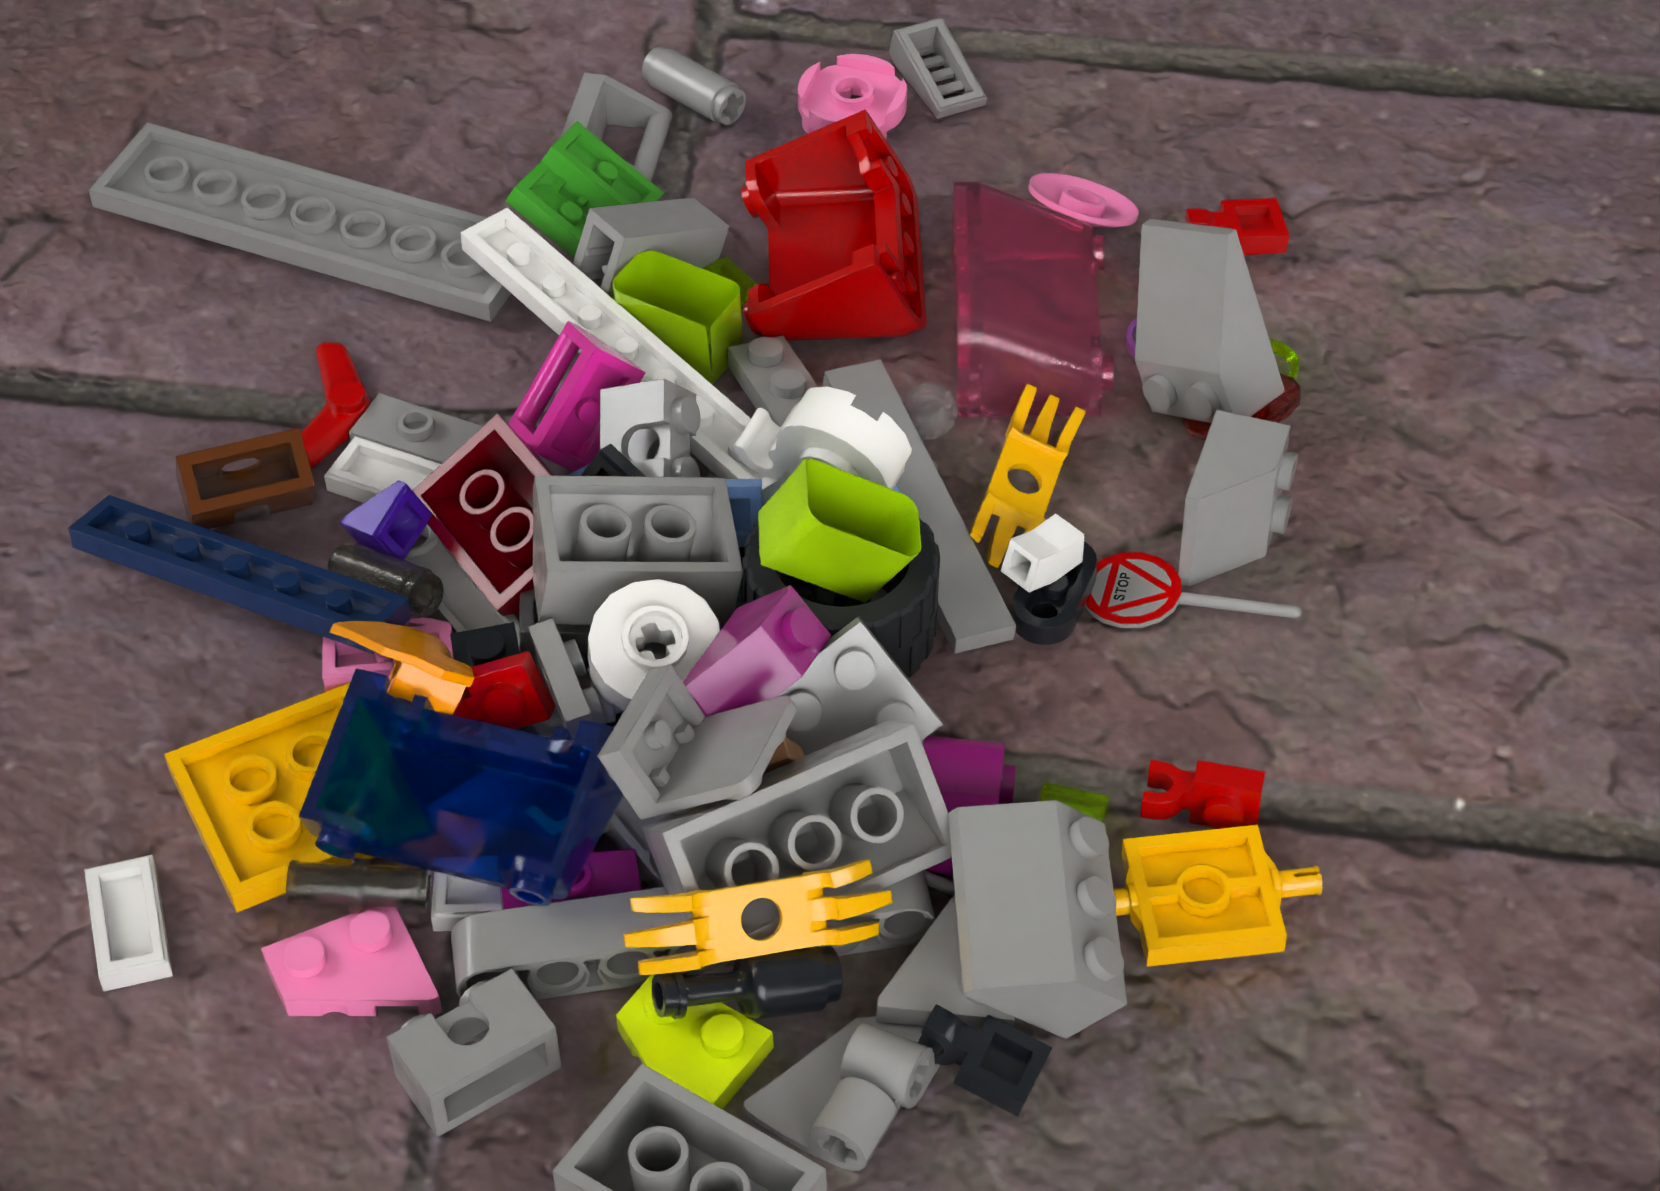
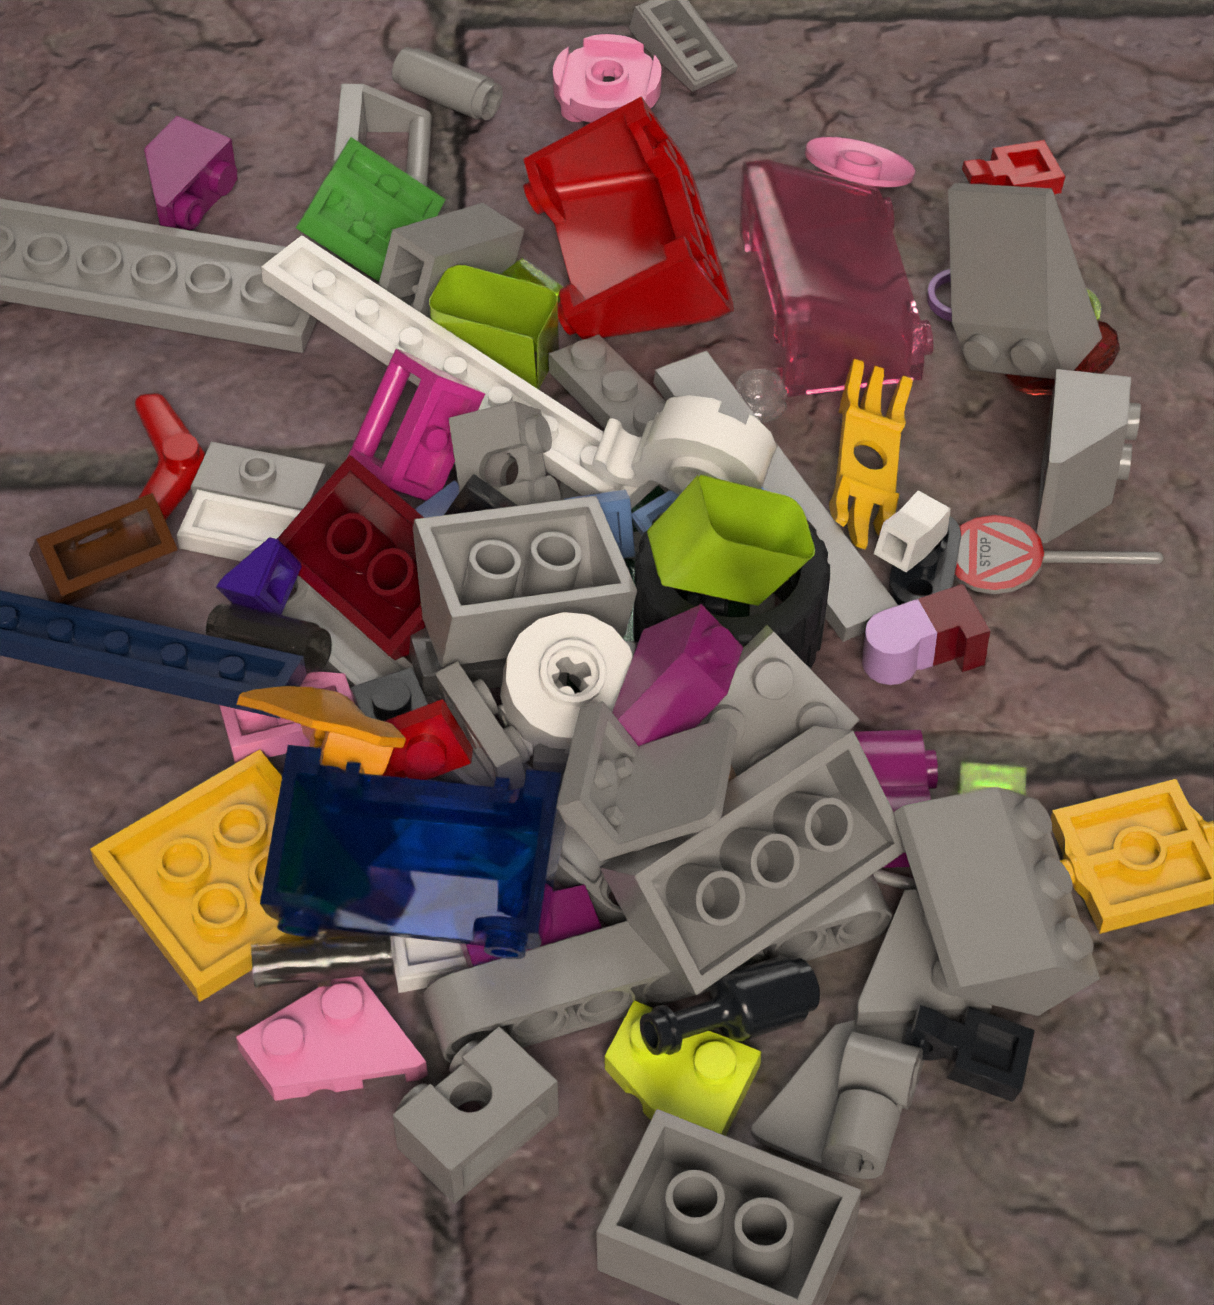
camera: 10 degrees left, 5 degrees up
(128, 923) = (92, 1027): white tile -> none
(419, 141) = (188, 172): none -> magenta slope
(718, 914) = (698, 952): yellow piece -> none
(1035, 657) = (925, 635): none -> leg
(1213, 793) = (1125, 755): red plate -> none

